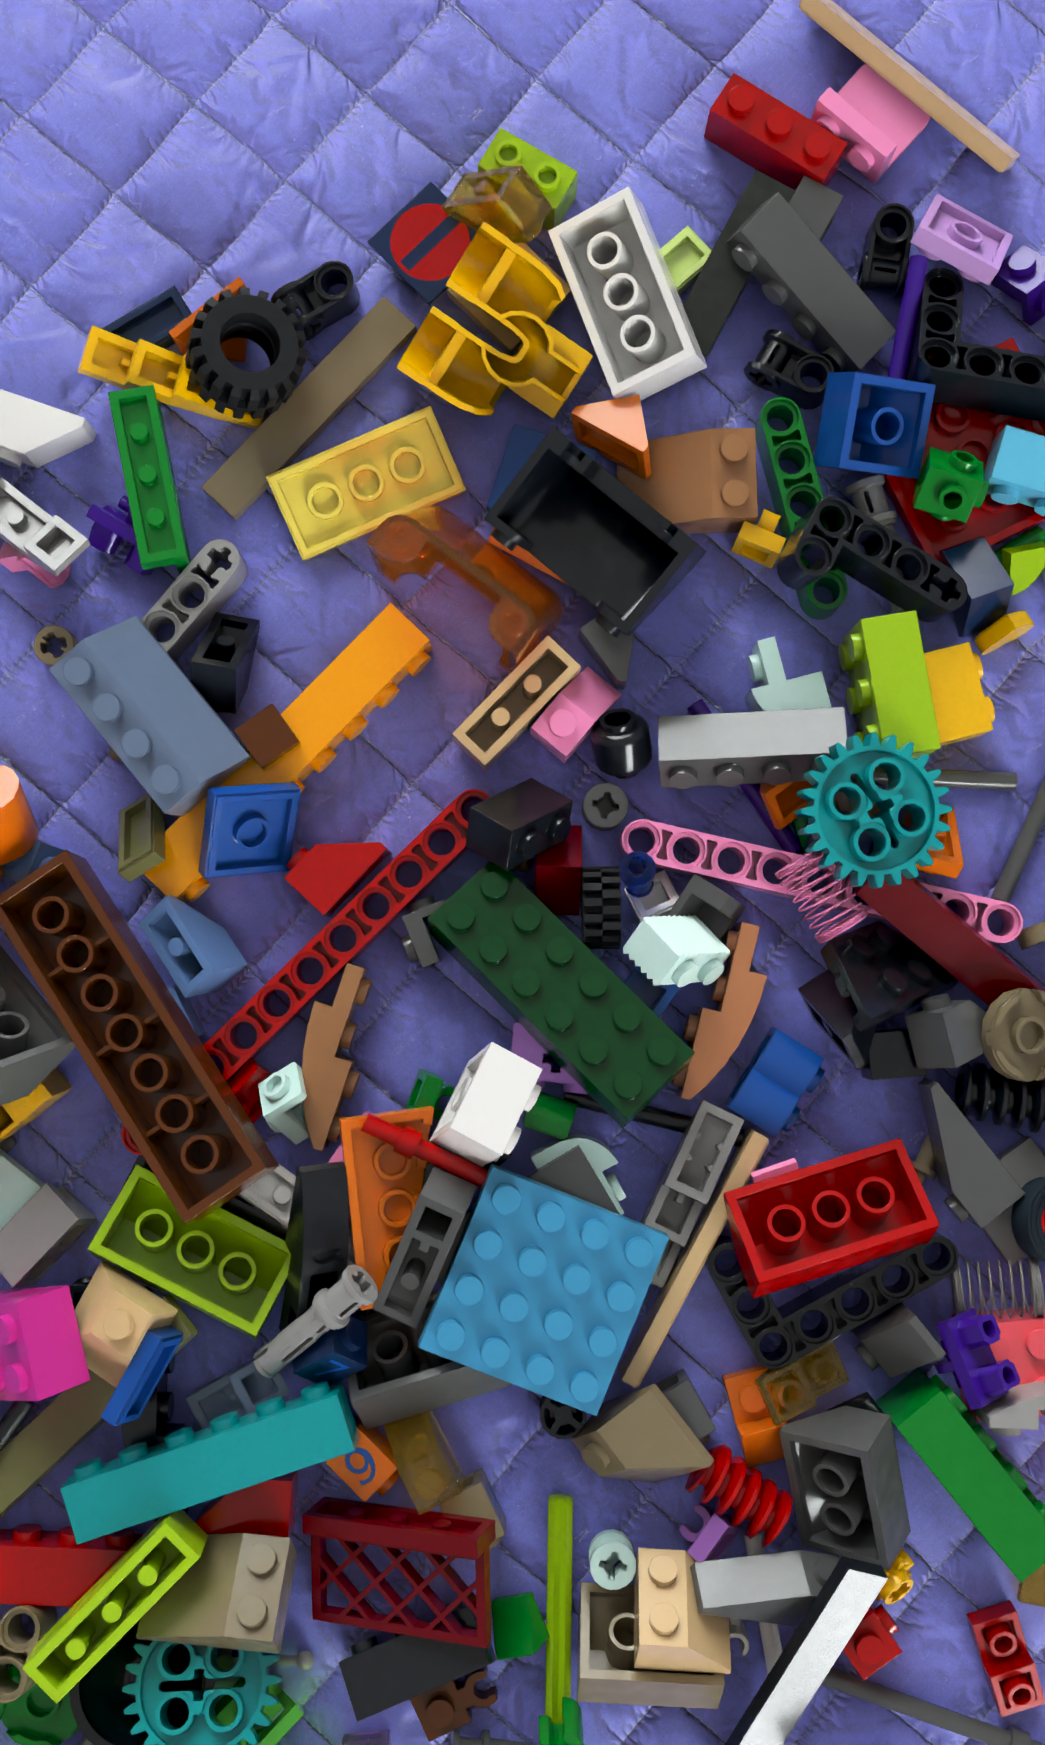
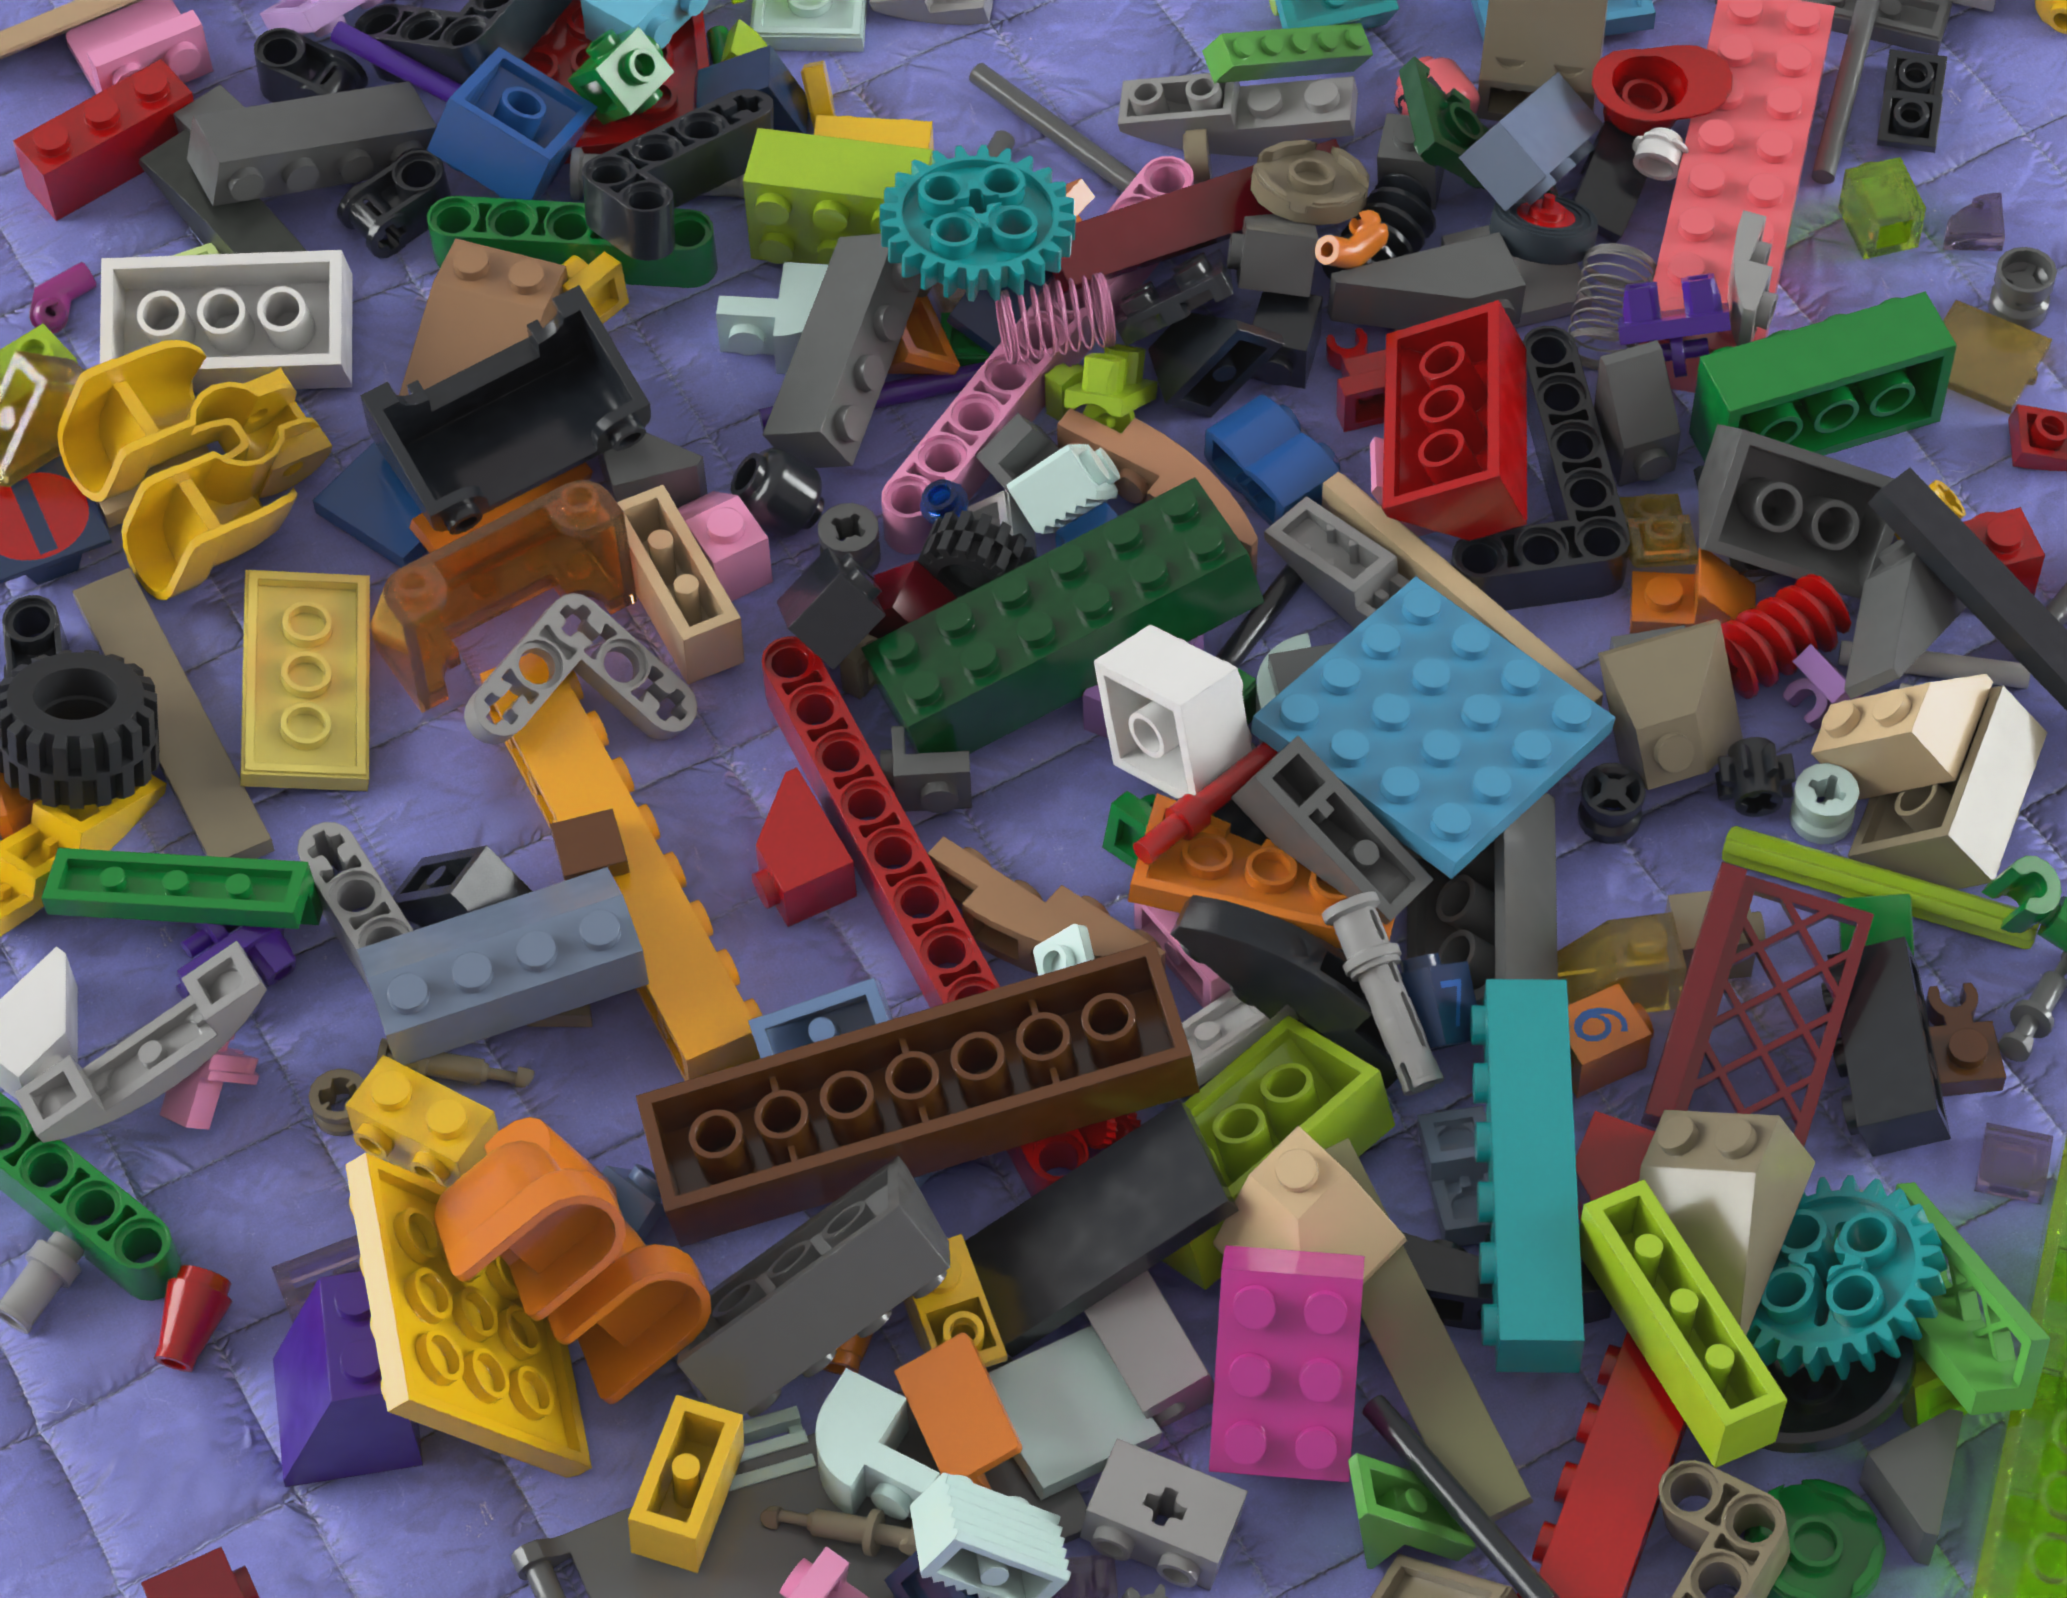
camera: 70 degrees left, 30 degrees down
(39, 714) = (419, 1123): none -> yellow brick
(89, 1183) = (1099, 1227): none -> black tile
(140, 838) = (652, 1042): olive tile -> none
(142, 1375) = (1399, 1206): blue tile -> none
(248, 829) = (703, 907): blue tile -> none
(415, 657) = (567, 653): none -> light grey beam
(613, 1508) = (1755, 776): none -> black gear
(616, 431) = (380, 362): orange slope -> none
(626, 168) = (53, 298): none -> magenta arm
(786, 910) = (1056, 382): none -> lime tile
(788, 949) = (1112, 386): none -> lime hips
(870, 1124) = (1362, 382): none -> red piece
(964, 1093) = (1367, 240): none -> orange arm

